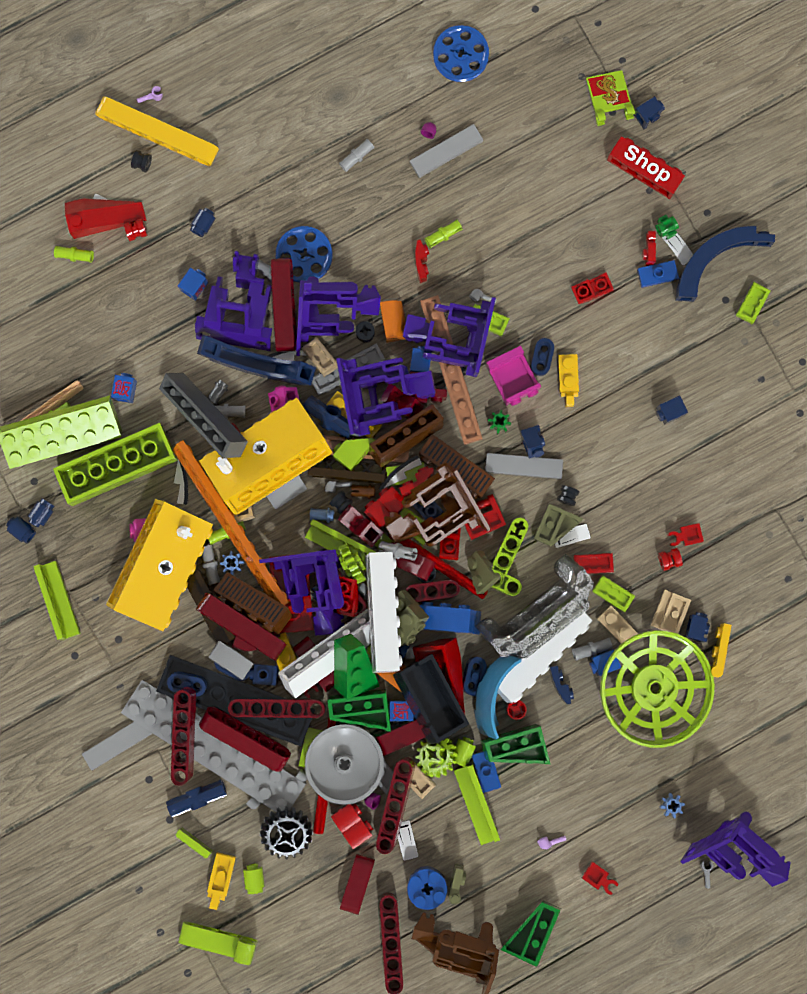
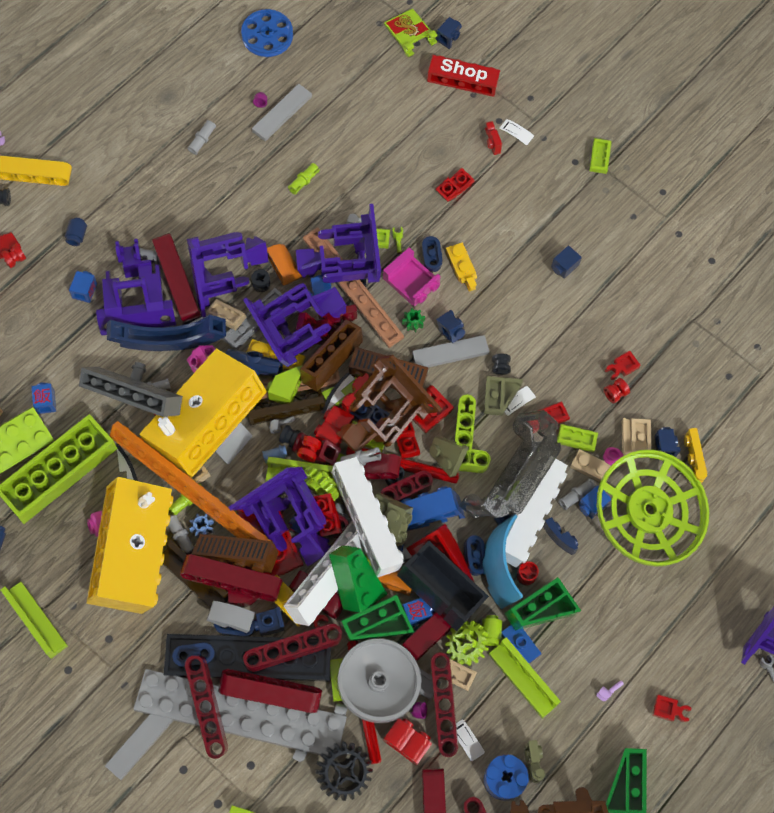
camera: 25 degrees left, 15 degrees down
(196, 798) = (239, 769): dark blue piece -> none
(311, 248) = (185, 225): blue wedge -> none
(357, 524) = (309, 448): none -> red wheel
(364, 491) = (307, 420): reddish brown pin -> none
(420, 257) = (290, 204): red slope -> none
(516, 327) = (398, 236): none -> lime hand
(641, 623) = (612, 455): none -> dark pink tile
(657, 274) = (507, 157): blue plate -> none
(667, 226) = (500, 116): green gear -> none
(676, 809) = (713, 608): medium blue gear -> none
(741, 236) = (549, 119): dark blue arch -> none

